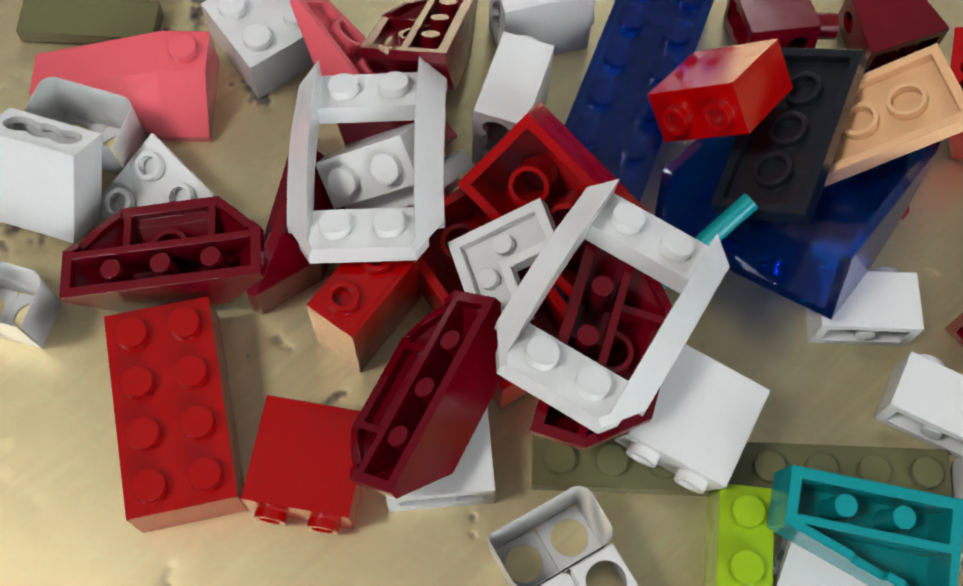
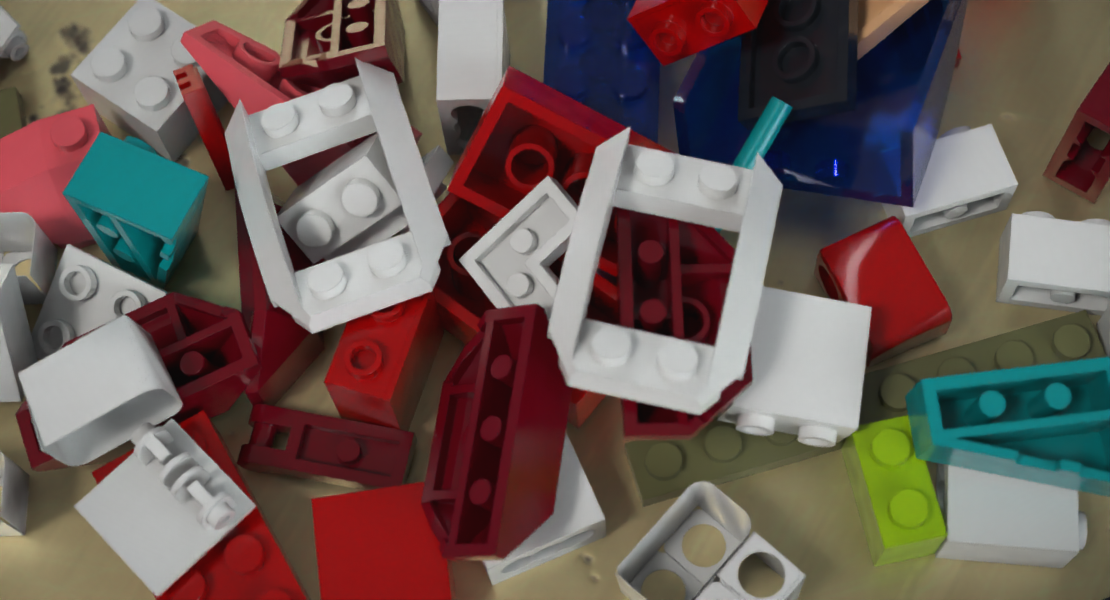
camera: 10 degrees left, 0 degrees up
(127, 255) = (98, 392): none -> white piece
(147, 362) = (164, 505): none -> white hinge
(211, 119) = (137, 206): none -> teal wedge
(290, 65) = (206, 121): none -> red tile
(297, 360) = (327, 449): none -> dark red plate
(793, 368) = (886, 273): none -> red piece

